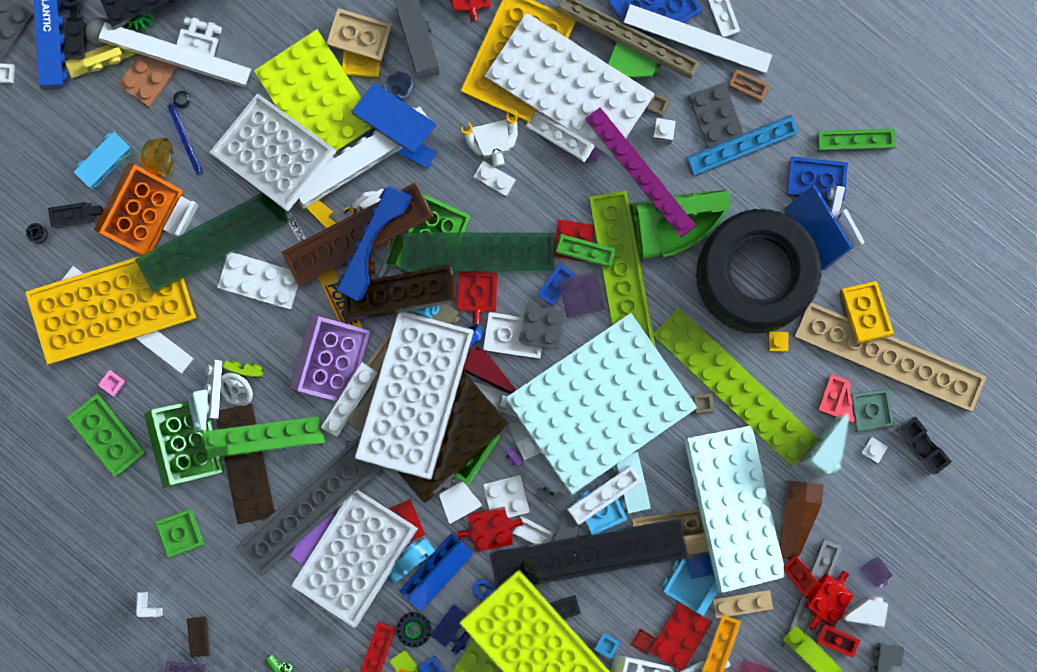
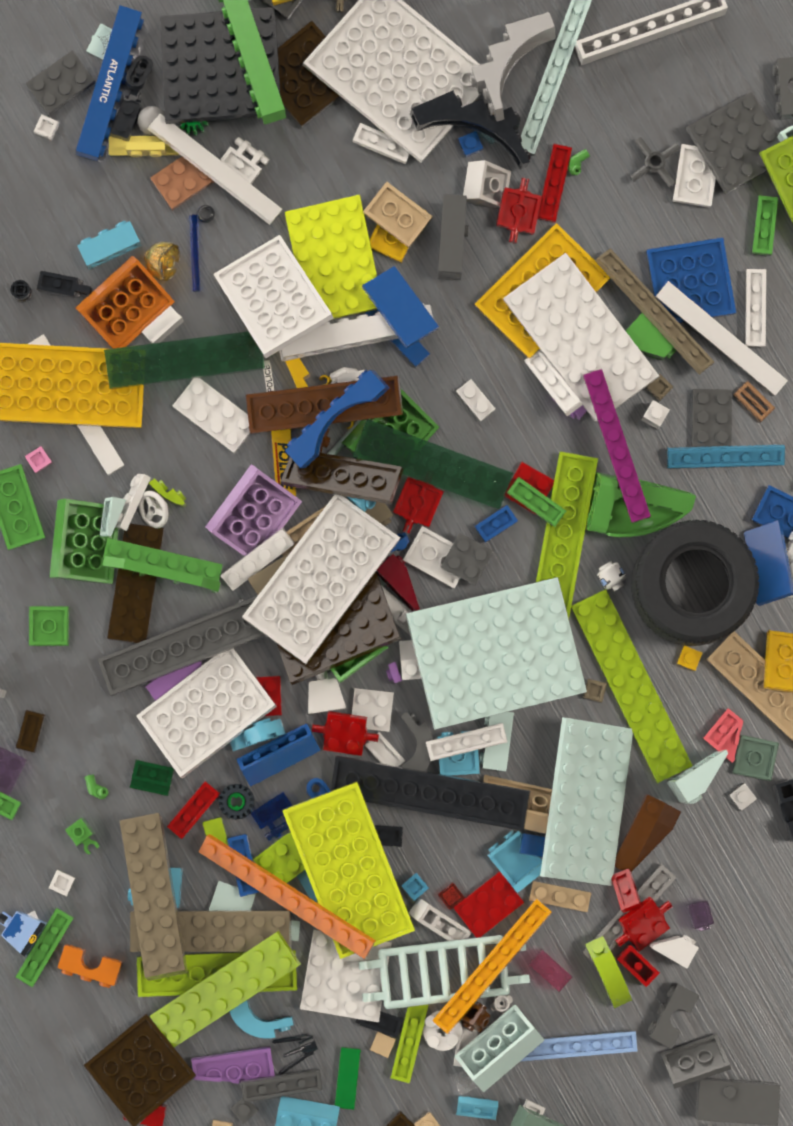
camera: 25 degrees right, 0 degrees up
(327, 637) = (152, 777): none -> dark green plate
(399, 85) = (417, 276): sand blue hair -> none
(492, 138) = (488, 361): white torso -> none
(581, 294) = (517, 541): clear purple plate -> none
(679, 293) = (611, 576): none -> white head

